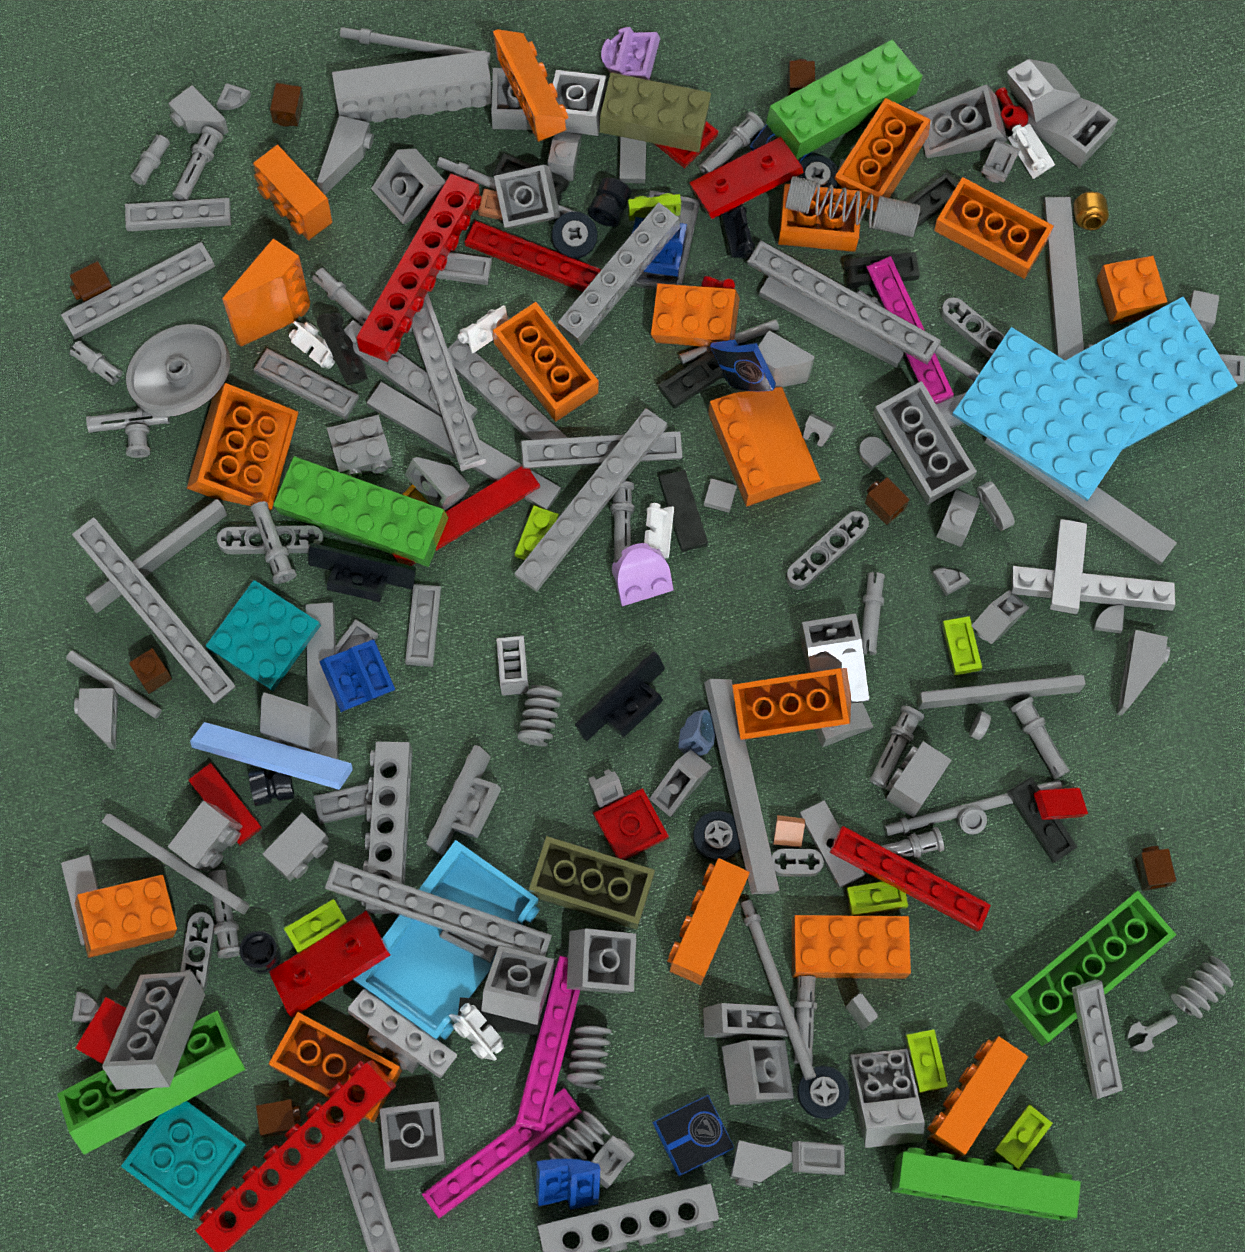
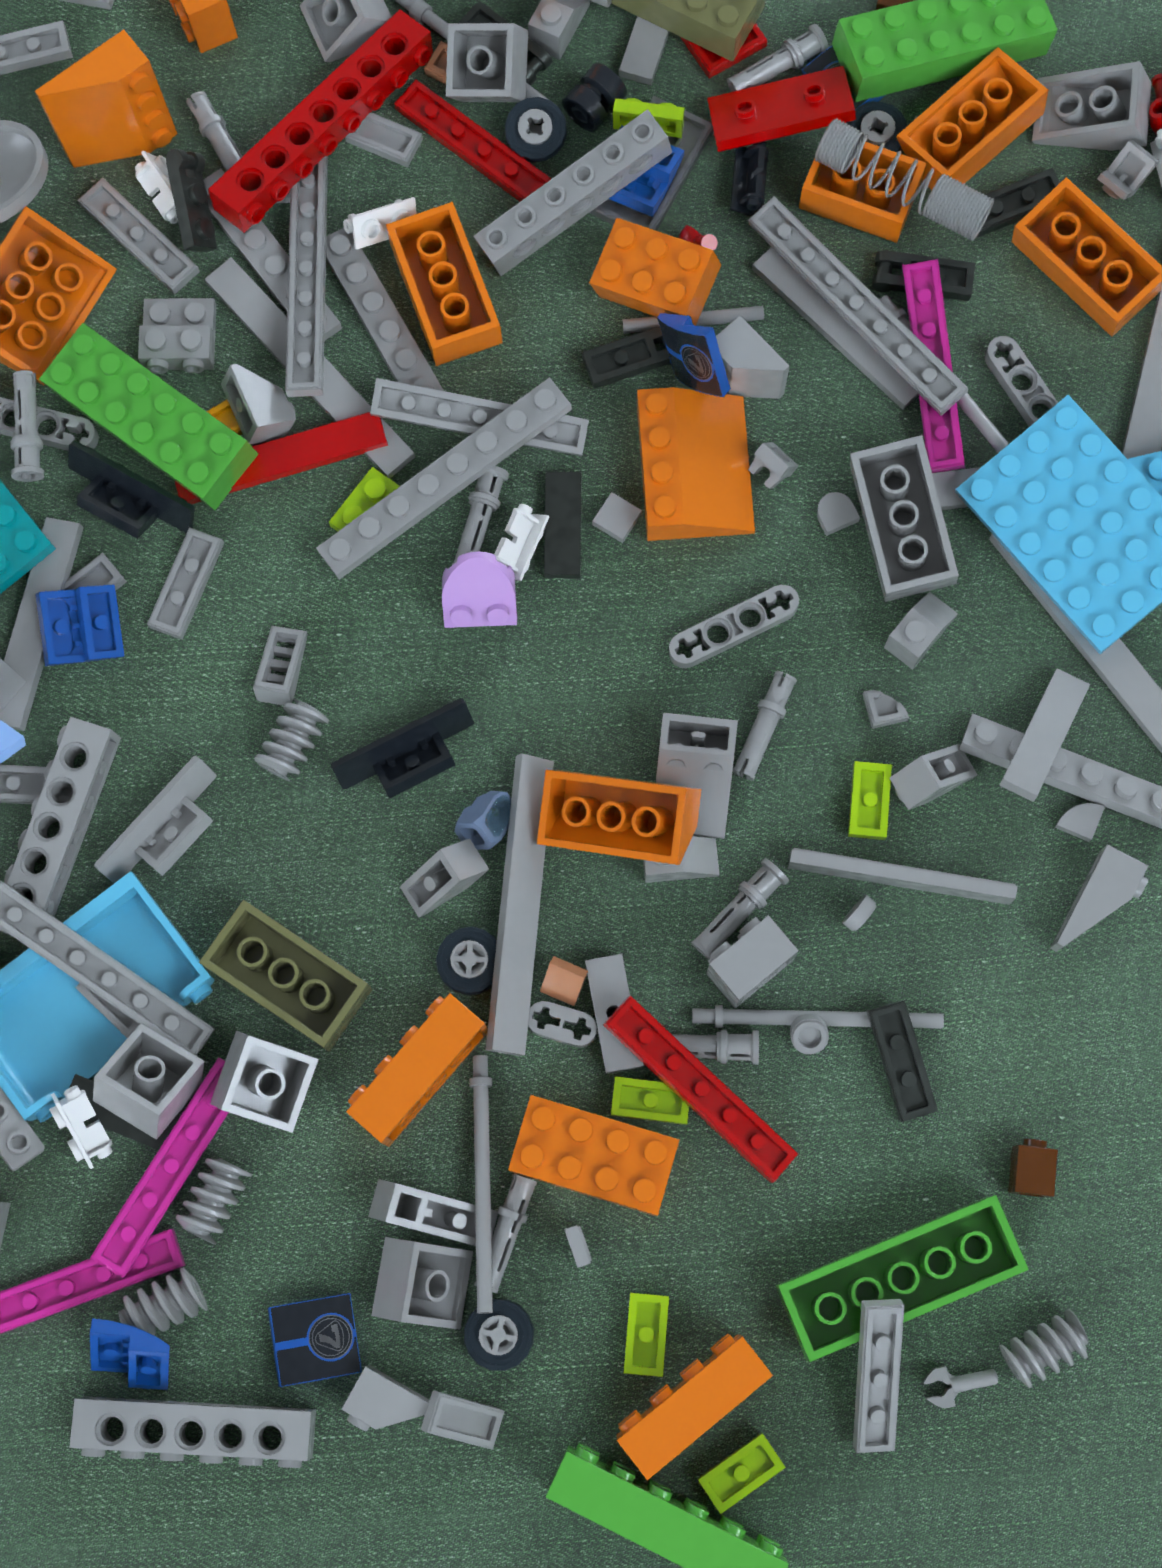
camera: 25 degrees right, 5 degrees up
(606, 789) = (346, 858): light grey tile -> none
(612, 1159) = (196, 1341): light grey bracket -> none
(631, 825) = (364, 915): red tile -> none
(886, 500) = (831, 581): reddish brown brick -> none
(887, 1098) = (578, 1367): light grey slope -> none
(995, 505) = (974, 627): light grey beam -> none
(1034, 726) = (932, 935): light grey pin -> none
(1060, 803) = (932, 1047): red tile -> none

